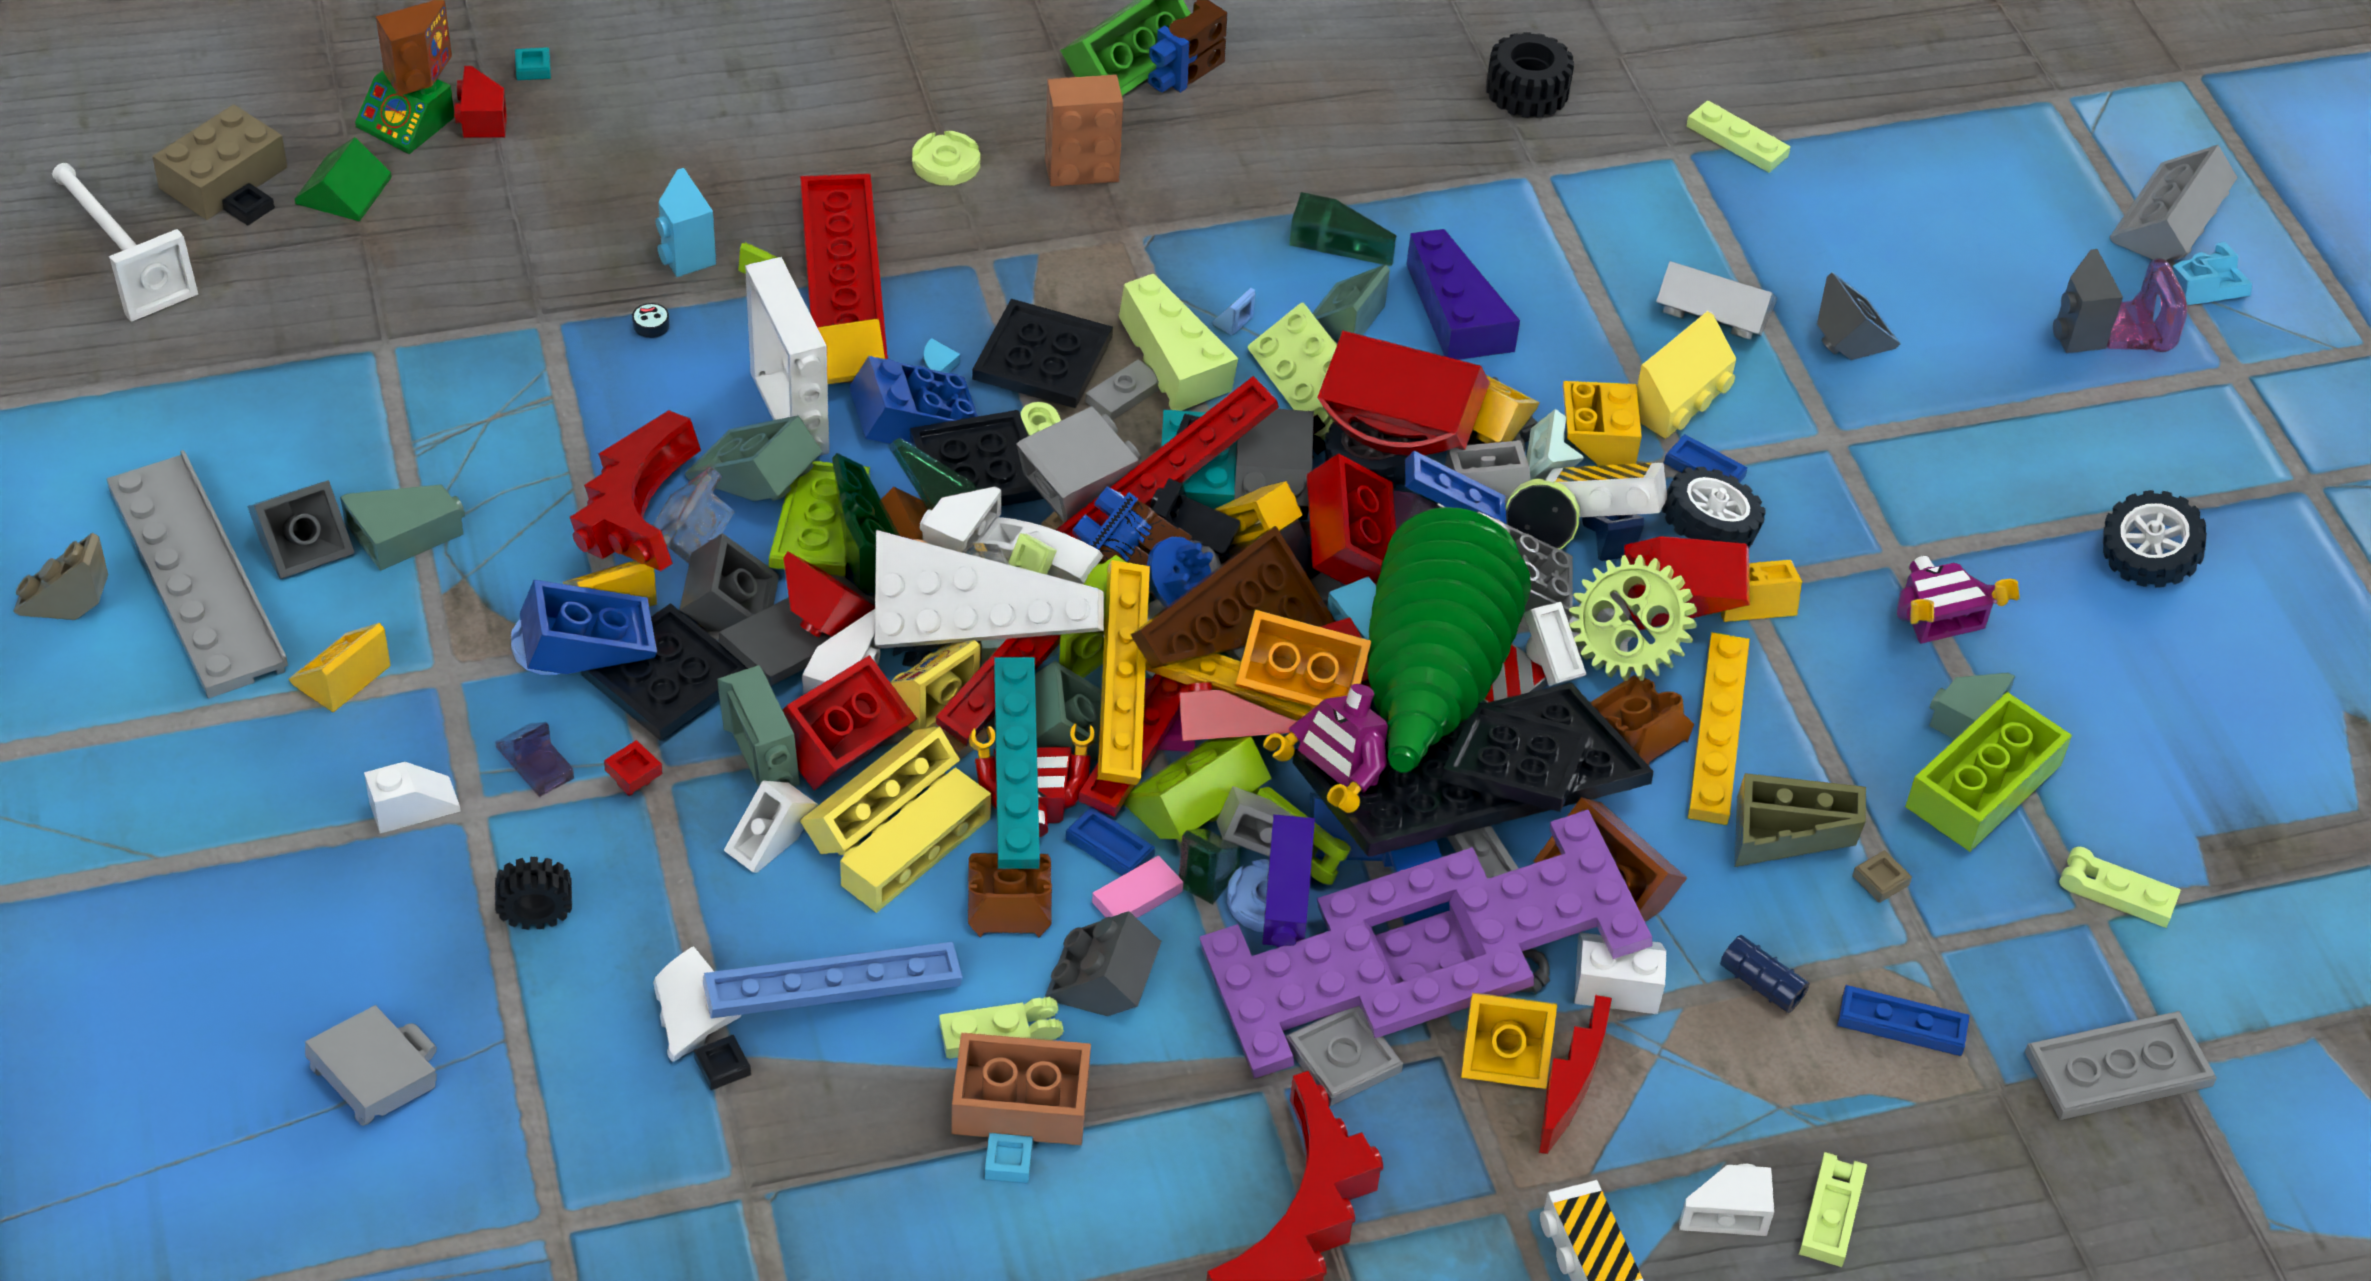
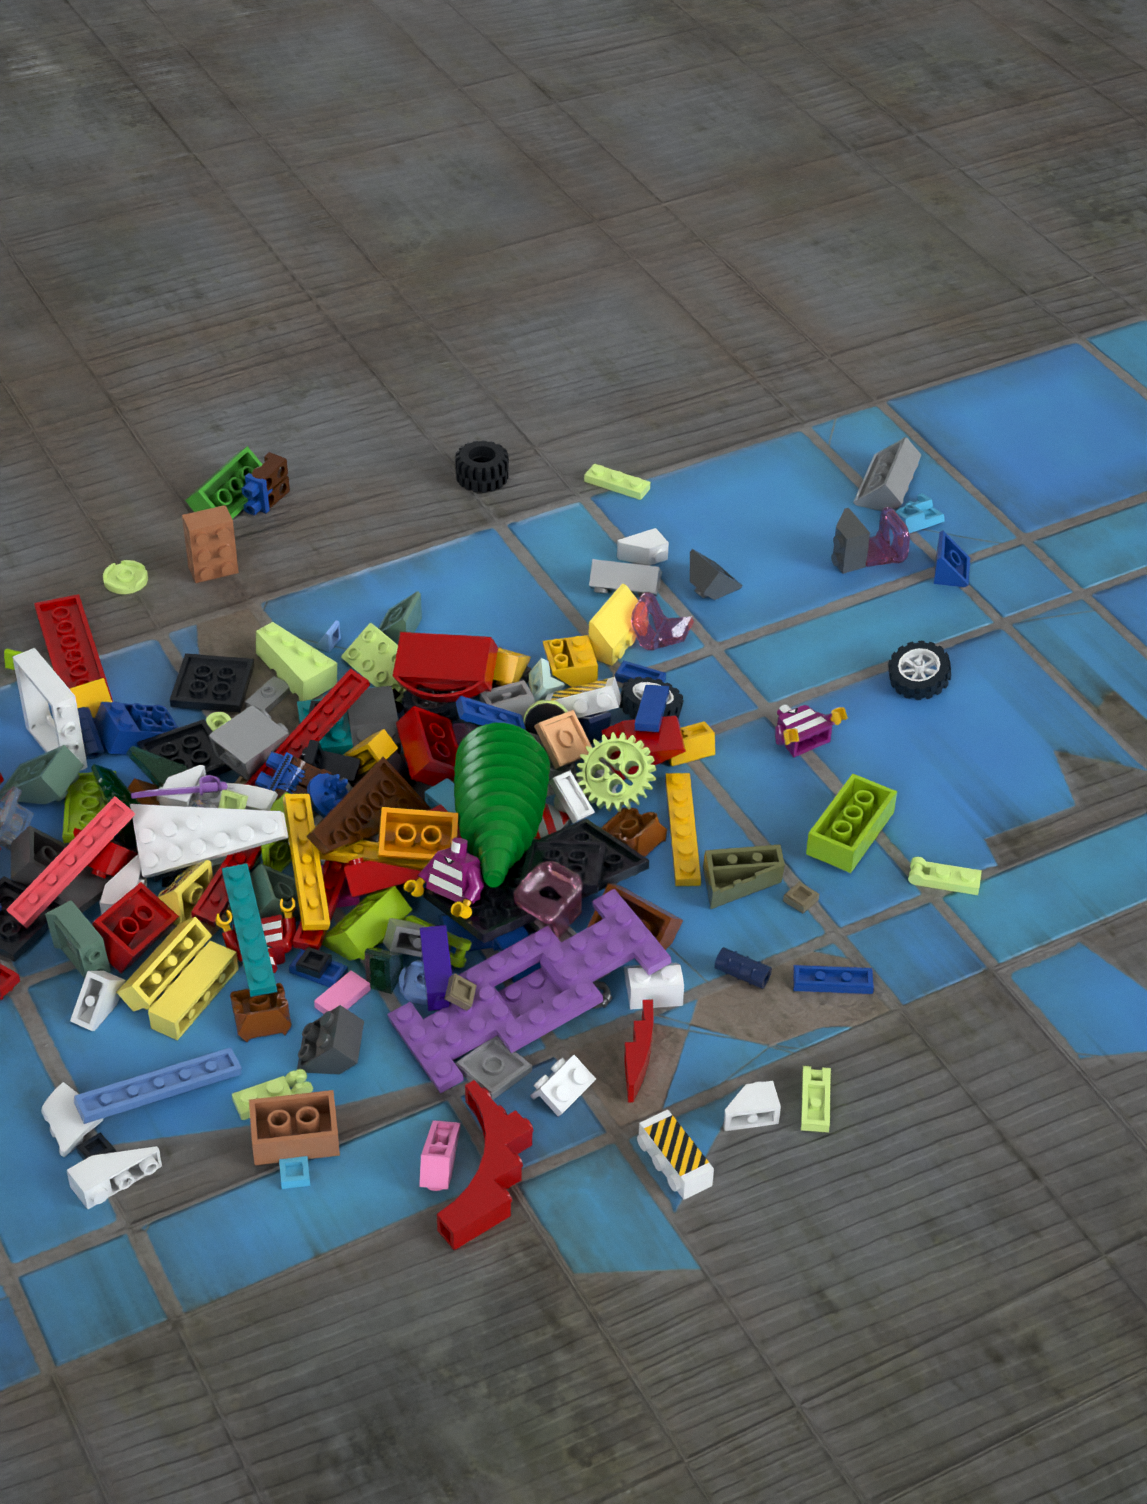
camera: 10 degrees left, 5 degrees down
(733, 1102) = (109, 1173): none -> white slope
(771, 604) = (70, 862): none -> coral plate
(841, 403) = (91, 739): none -> dark blue axle
(940, 357) = (146, 696): medium azure tile -> none
(999, 520) = (206, 785): none -> medium lavender sword
(1104, 832) = (313, 962): none -> black tile
(1231, 1177) = (439, 1155): none -> bright pink slope
(1316, 927) = (460, 991): none -> dark tan tile
(1337, 229) = (384, 577): clear green slope -> none
(1445, 1105) = (564, 1085): none -> white bracket
(1458, 299) = (466, 604): dark purple wedge -> none
(1477, 826) = (564, 882): none -> clear pink piece
(1508, 1040) = (595, 1036): yellow slope -> none
(1562, 547) = (563, 738): none -> light nougat tile
(1710, 524) = (652, 708): none -> blue tile
(1756, 254) = (643, 548): none -> white slope
(1766, 397) = (668, 630): none -> clear pink piece
(1966, 701) = (829, 784): sand green slope -> none
(2120, 1065) = (968, 980): light grey tile -> none
(2246, 368) = (951, 563): none -> blue slope

